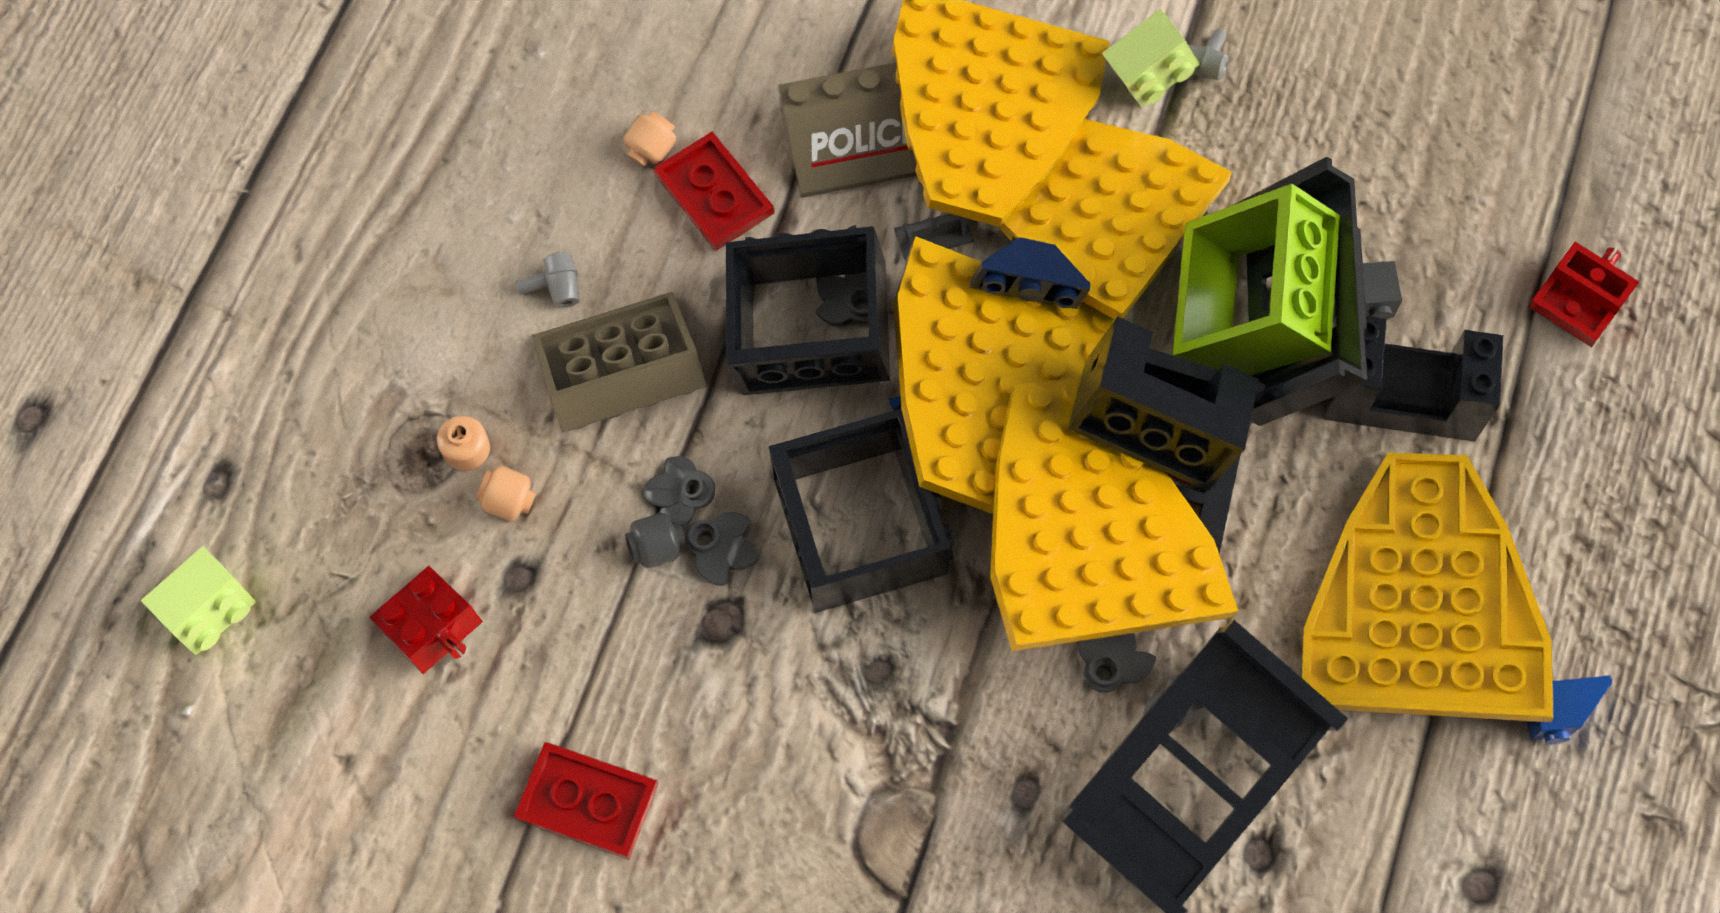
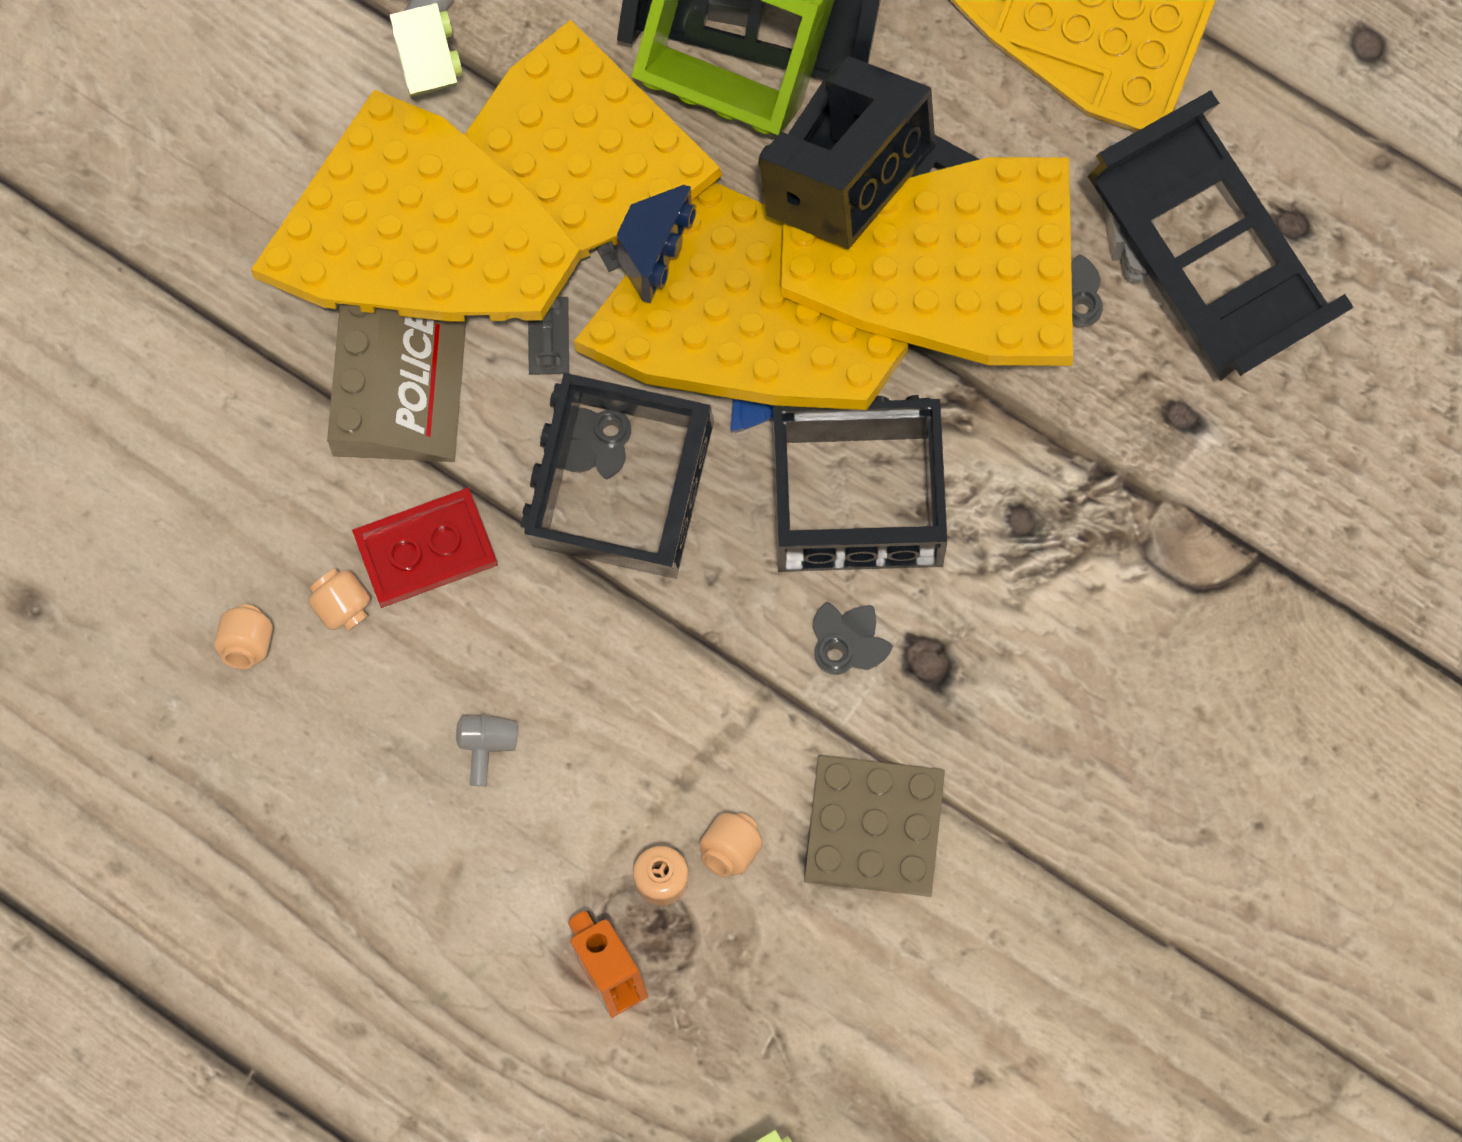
camera: 75 degrees left, 5 degrees up
(374, 419) = (606, 963): none -> orange torso
(427, 620) = (852, 956): red plate -> none
(553, 612) = (875, 826): none -> dark tan plate
(586, 800) = (1090, 832): red plate -> none
(600, 80) = (243, 636): none -> light nougat head
(618, 361) = (604, 694): dark tan slope -> none
(654, 540) = (828, 701): dark grey head -> none
(674, 487) = (775, 674): dark grey plate -> none

